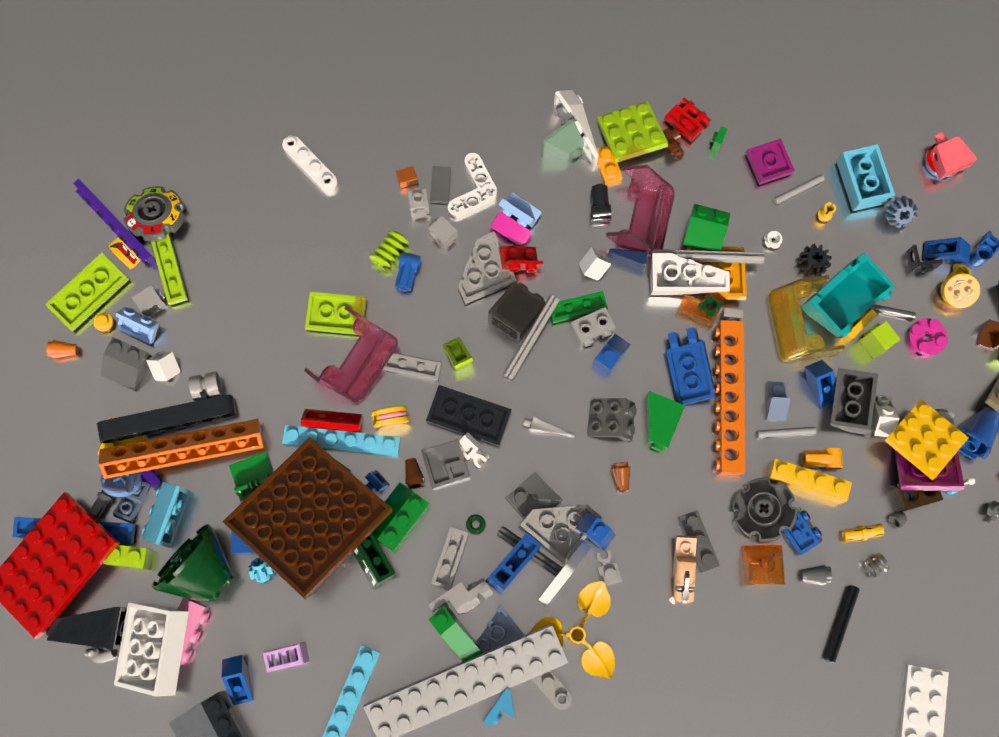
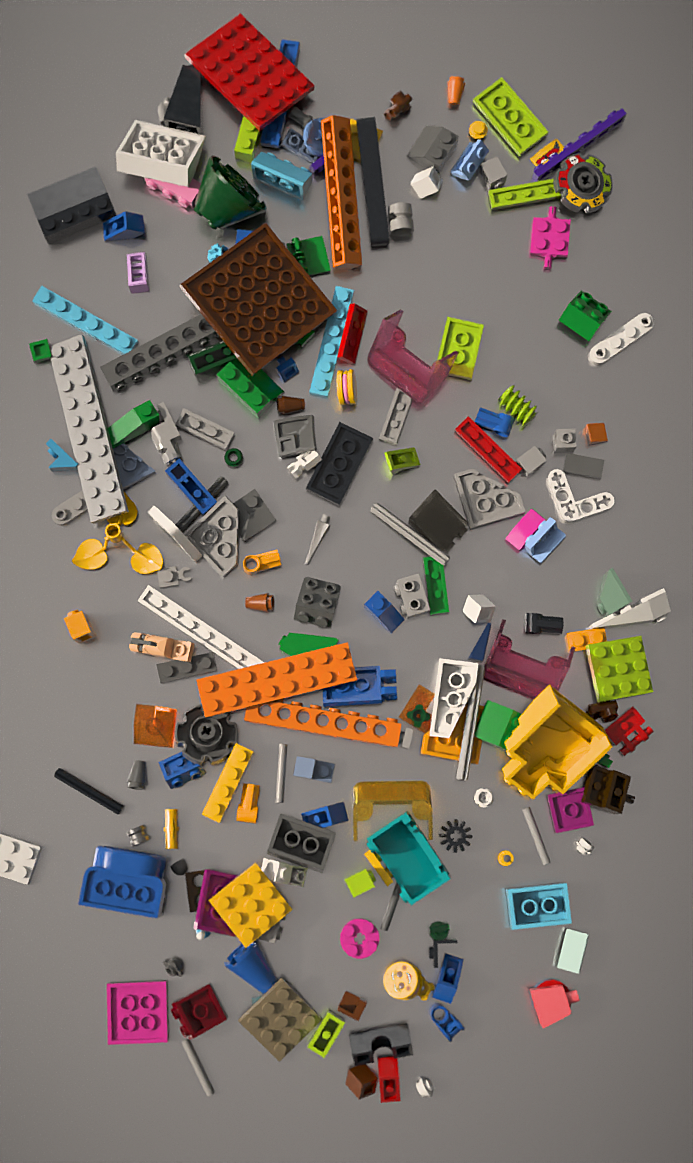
camera: 100 degrees right, 5 degrees up
(81, 402) = (400, 104): none -> reddish brown plate
(212, 240) = (550, 237): none -> dark pink plate
(290, 197) = (585, 315): none -> green slope
(398, 667) = (161, 343): none -> dark grey brick
(436, 273) = (488, 449): none -> red plate
(519, 258) = (493, 533): red bracket -> none
(580, 477) = (264, 562): none -> light orange piece
(596, 530) = (208, 567): blue slope -> none
(663, 526) = (197, 629): none -> white plate
(679, 657) = (79, 626): none -> light orange brick
(701, 446) = (276, 680): none -> orange plate
(717, 176) = (553, 745): none -> yellow panel
(747, 129) = (607, 790): none -> dark brown plate
(800, 145) = (585, 846): none -> white plate
(898, 143) = (573, 951): none -> light aqua hinge
(900, 211) = (495, 936): sand blue gear -> none
(905, 264) = (439, 930): none -> clear green plate
(932, 566) = (125, 882): none -> blue brick

